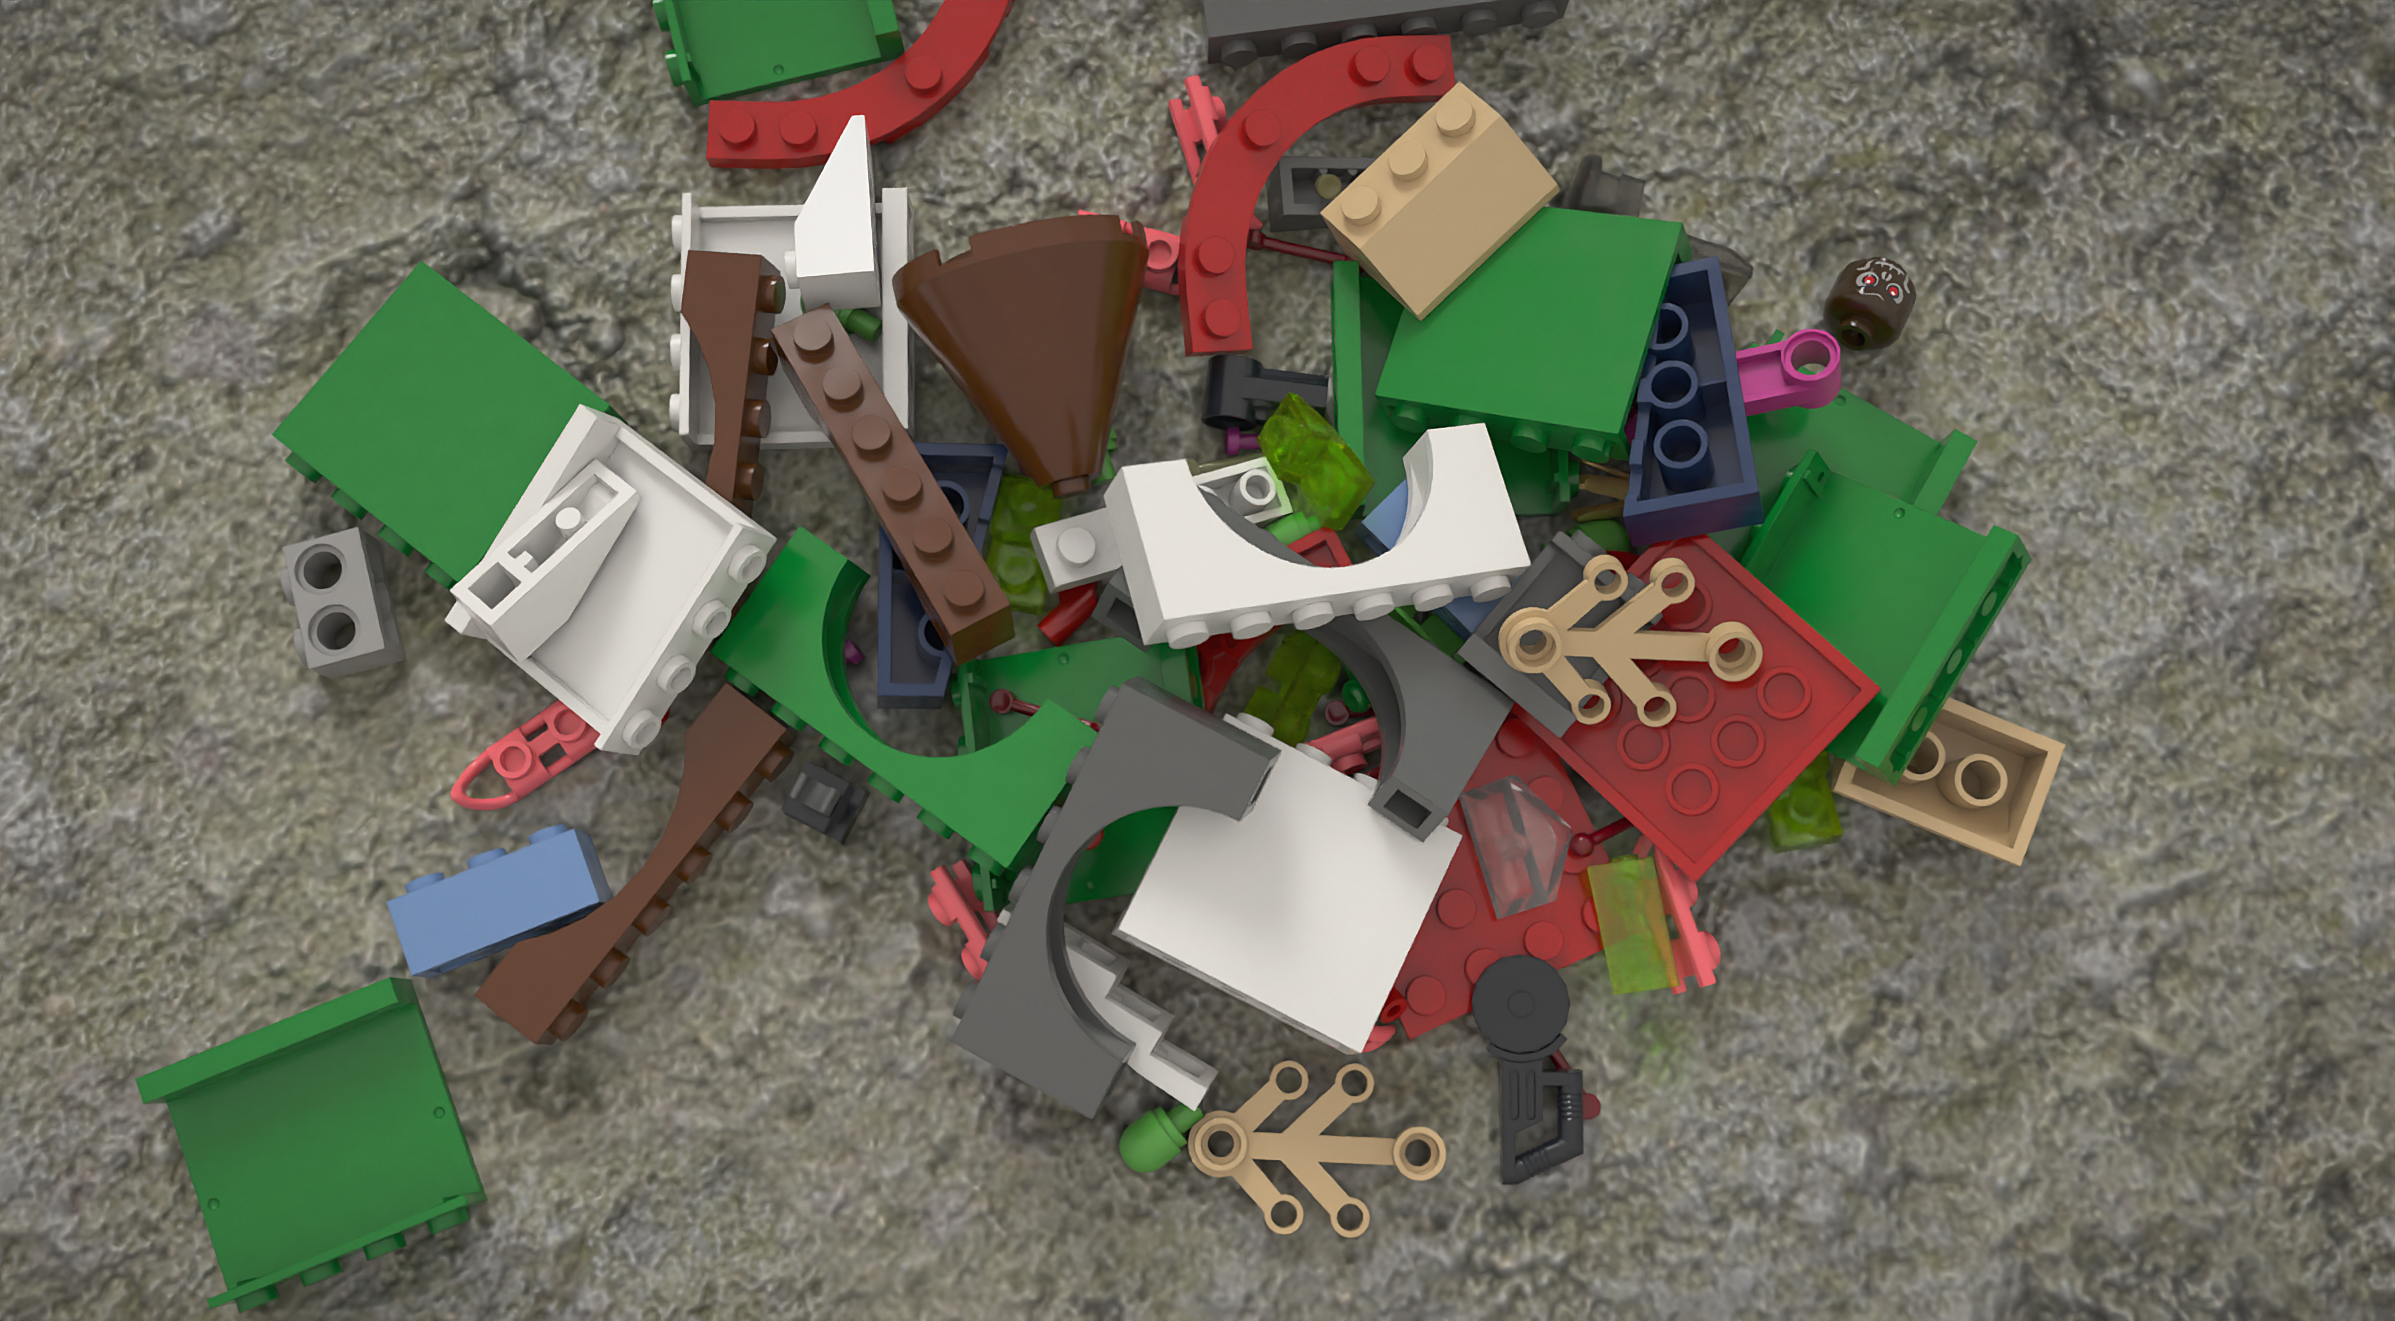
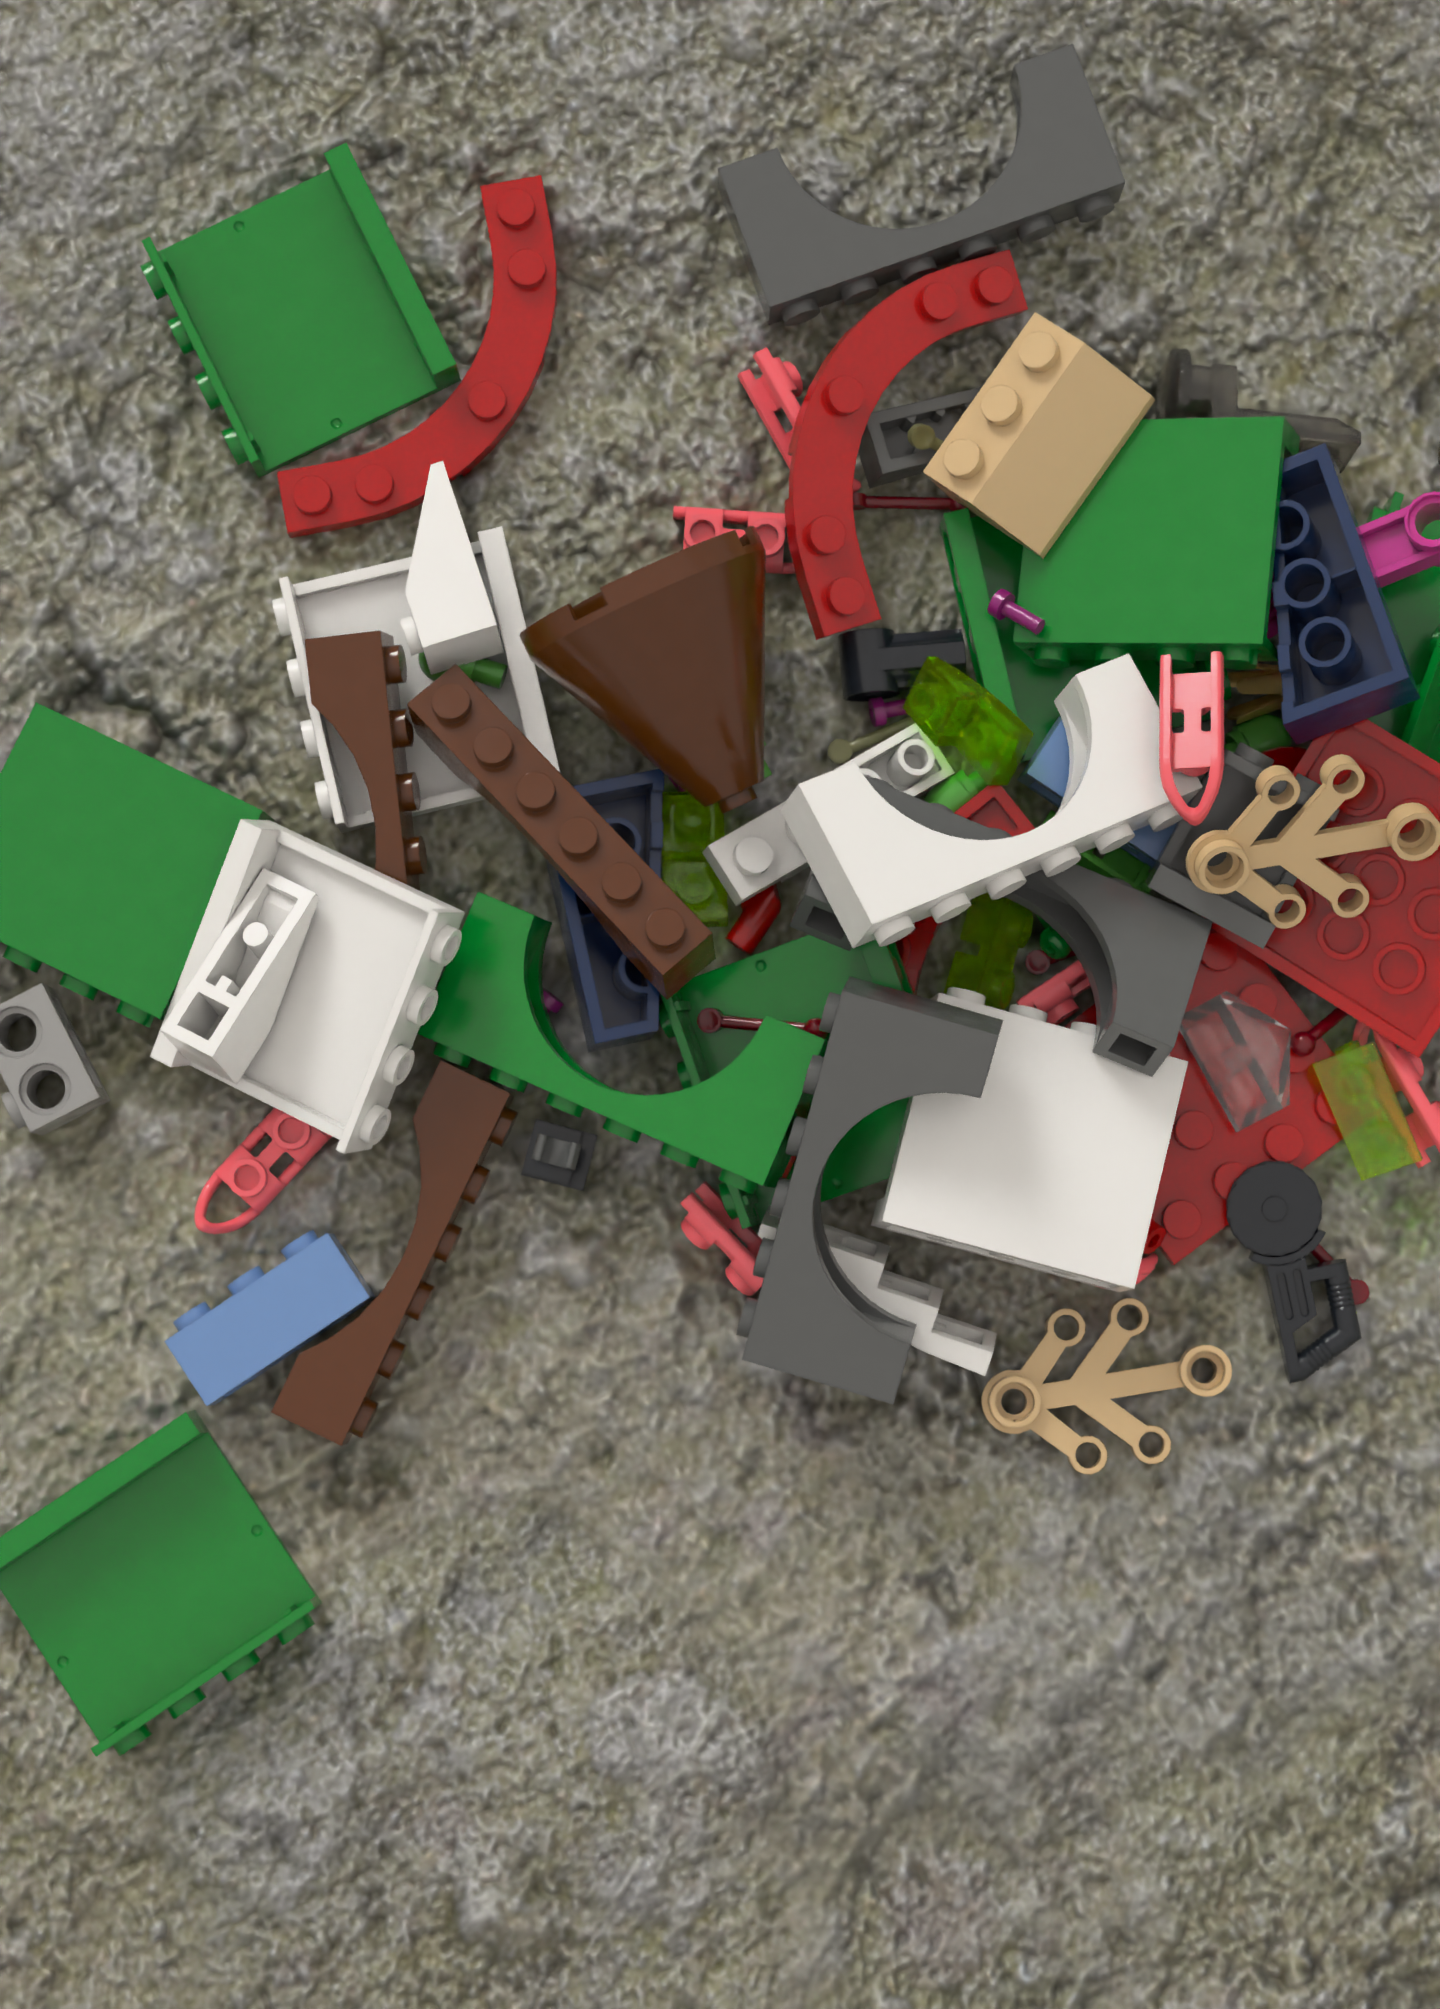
camera: 10 degrees left, 5 degrees up
(1157, 1137) = (951, 1408): bright green cylinder -> none
(1372, 358) = (1003, 606): none -> magenta piece
(1530, 526) = (1192, 750): none -> coral piece

